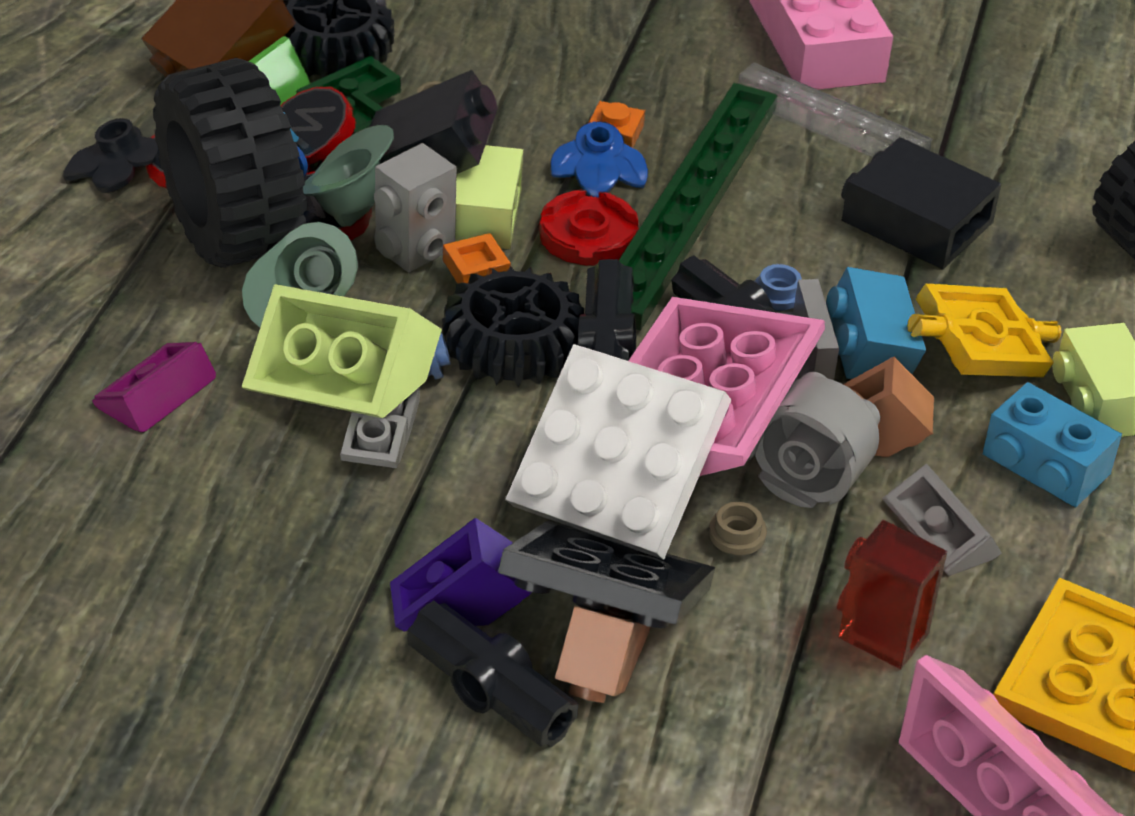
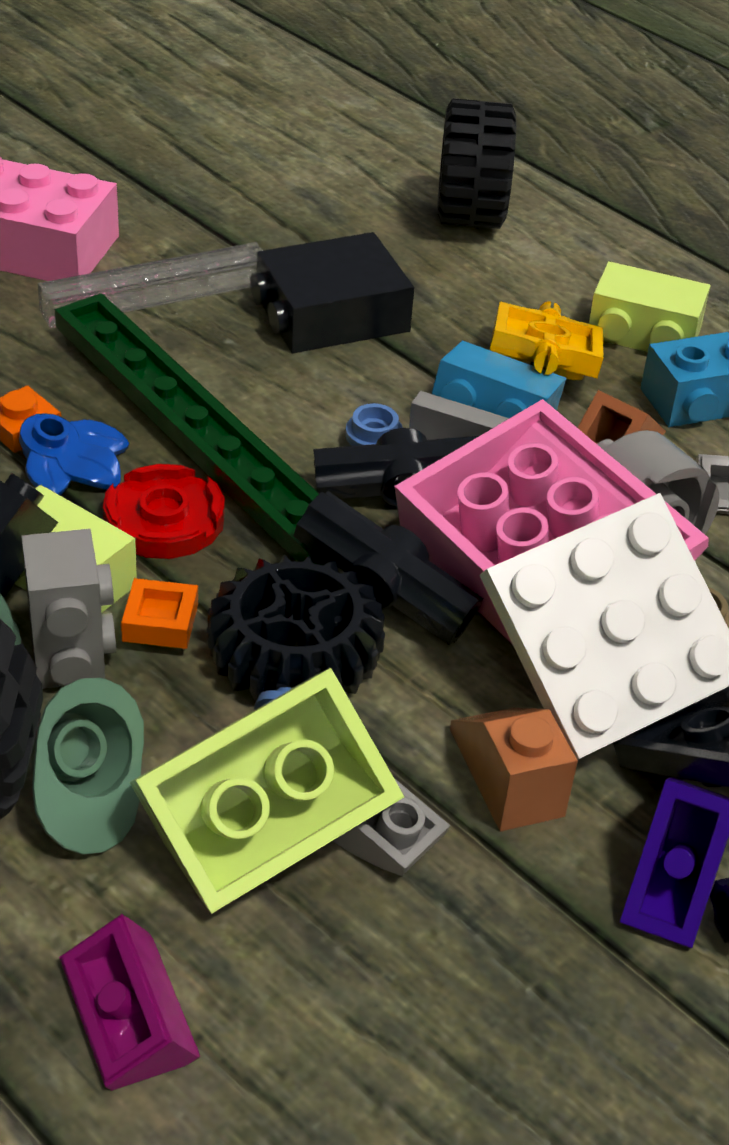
camera: 60 degrees left, 0 degrees up
(474, 473) = (518, 764): none -> nougat slope

